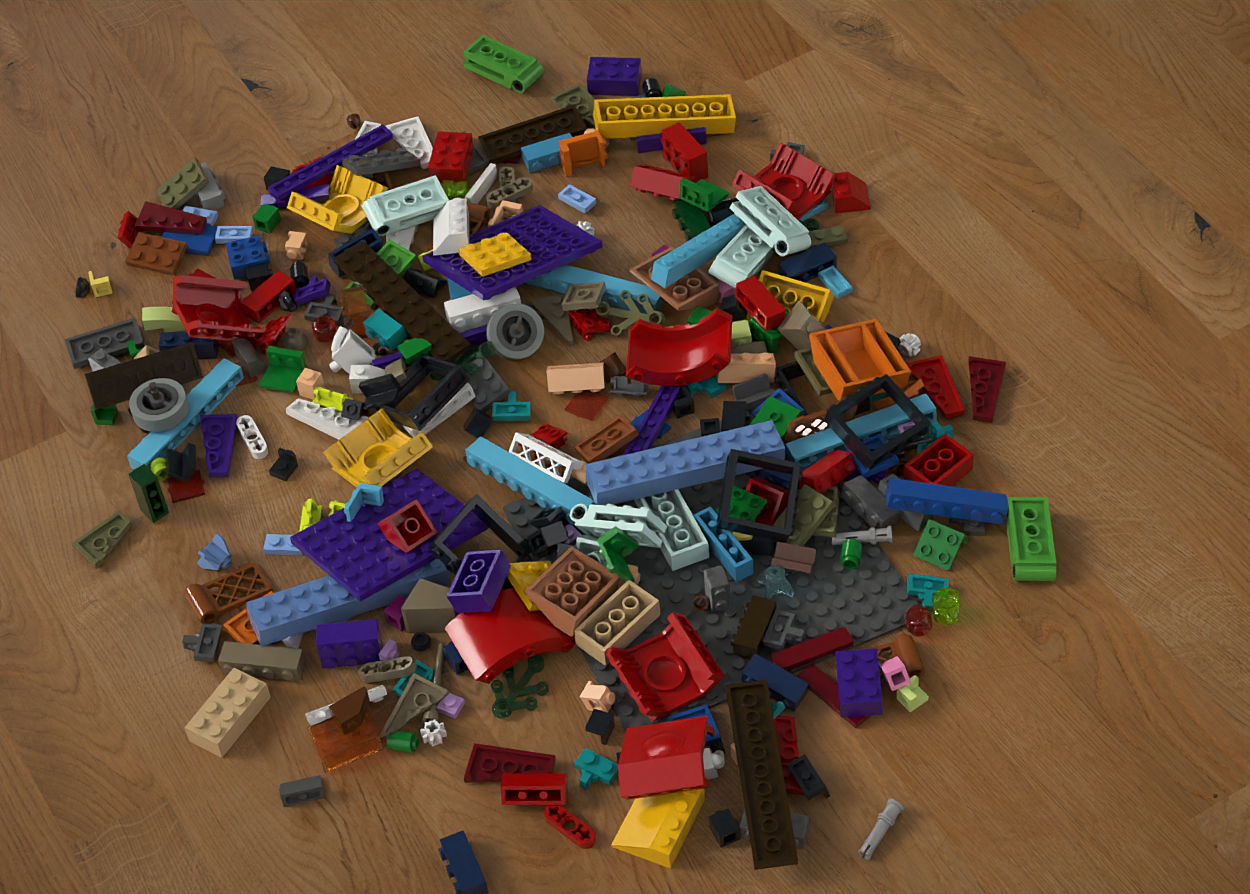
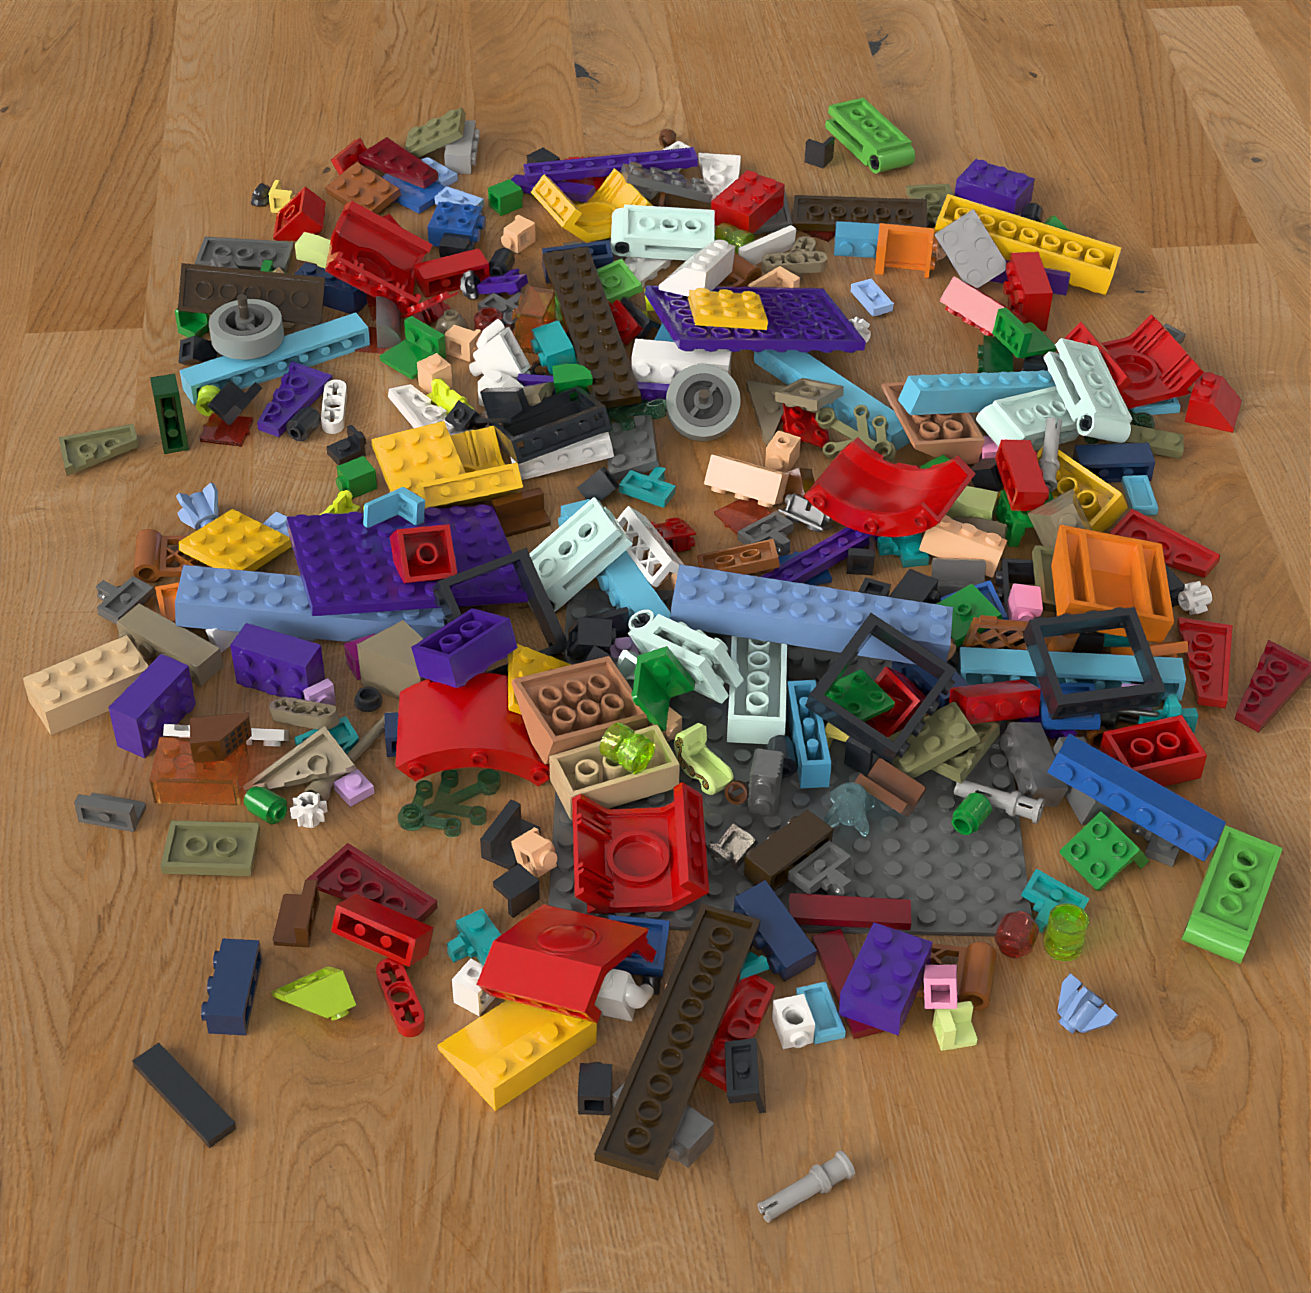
camera: 20 degrees right, 5 degrees down
(125, 295) = (300, 215): none -> red slope
(125, 434) = (196, 350): none -> black panel
(241, 459) = (303, 423): none -> black brick
(257, 570) = (235, 543): none -> yellow plate
(286, 708) = (155, 698): none -> dark purple brick
(307, 485) = (356, 476): none -> green brick
(313, 350) = (461, 342): none -> light nougat brick
(347, 456) = (417, 456): none -> yellow plate
(386, 785) = (210, 848): none -> olive plate
(420, 287) = (625, 322): none -> red plate
(437, 463) = (521, 512): none -> reddish brown panel
(471, 805) = (297, 917): none -> reddish brown panel
(472, 93) = (819, 153): none -> black panel
(504, 478) = (578, 552): none -> light aqua hinge
(519, 844) = (320, 992): none -> lime slope
(570, 694) = (496, 841): none -> black panel
(586, 350) = (782, 451): none -> light nougat brick
(610, 409) = (774, 527): none -> dark grey hinge
(612, 801) = (466, 991): none -> white brick
(626, 605) = (626, 747): none -> clear neon green wheel
(631, 137) = (971, 250): none -> plate
(668, 592) = (701, 762): none -> yellowish green animal
(712, 560) = (786, 746): none -> black brick
(719, 640) = (732, 847): none -> clear smoke bracket
(768, 276) = (1050, 451): none -> light grey pin
(810, 397) = (1024, 603): none -> bright pink brick
(814, 727) = (793, 1021): none -> white brick
(828, 721) = (824, 1012): none -> medium azure tile
(853, 310) = (1178, 550): none -> red wing
(980, 650) = (1081, 1008): none -> medium blue brick

